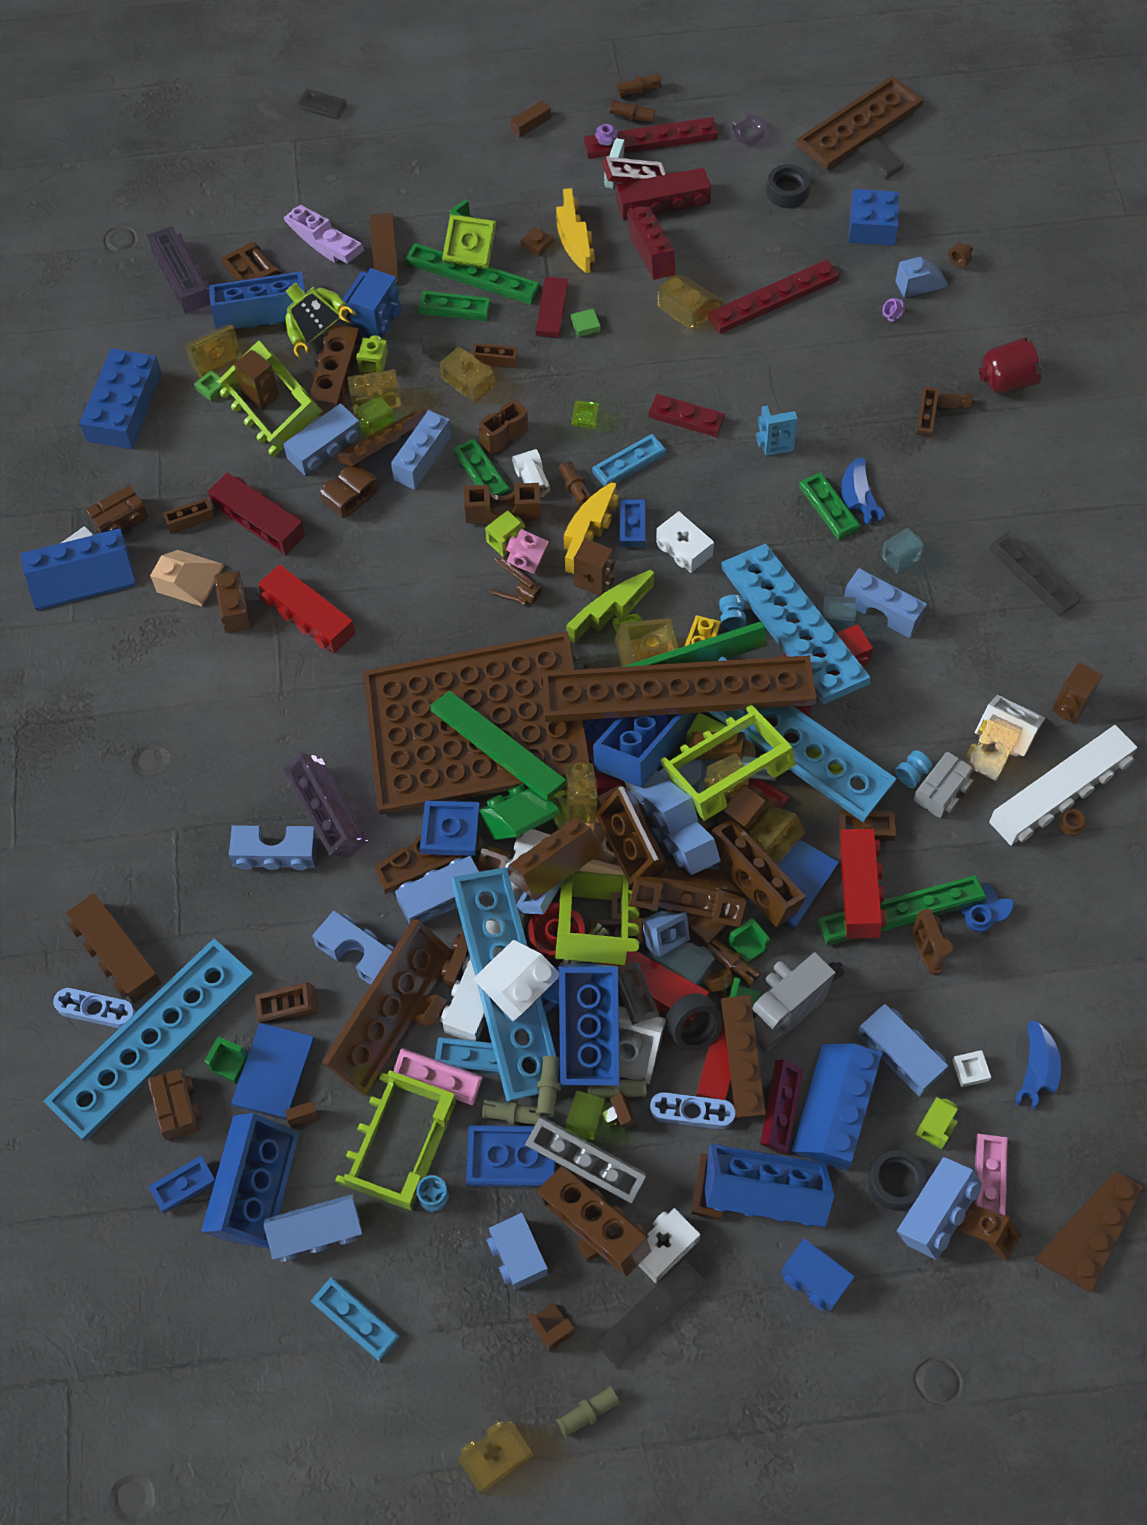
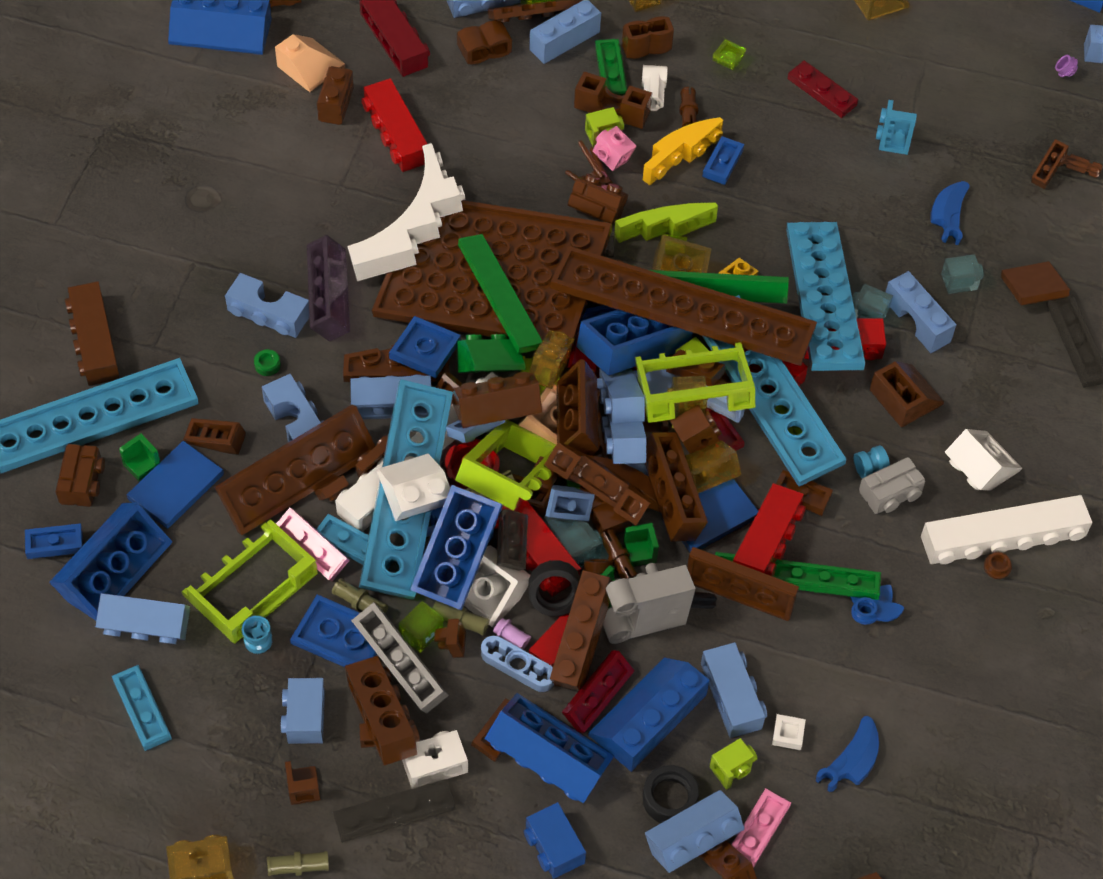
camera: 20 degrees right, 5 degrees down
(85, 999) = (49, 365): light blue beam -> none
(188, 515) = (335, 13): reddish brown piece -> none
(300, 905) = (267, 362): none -> green tile
(302, 1114) = (180, 527): reddish brown tile -> none
(372, 733) = (398, 243): none -> white arch
(537, 608) = (598, 199): none -> reddish brown brick
(548, 1087) = (398, 588): olive pin -> none
(594, 567) = (665, 181): reddish brown brick -> none
(629, 460) = (750, 108): dark azure tile -> none
(672, 1084) = (511, 633): none -> lavender pin
(684, 542) = (761, 193): white brick -> none
(732, 612) = (775, 264): dark azure wheel -> none
(773, 296) = (959, 16): dark red plate -> none
(829, 506) = (915, 213): green tile -> none
(862, 942) = (742, 584): none -> reddish brown tile
(910, 689) = (904, 392): none -> reddish brown slope
(928, 938) = (805, 609): reddish brown plate -> none
(970, 533) = (1035, 283): none -> reddish brown tile
(1004, 735) = (966, 466): clear yellow brick -> none
(1076, 692) = (1059, 454): reddish brown brick -> none

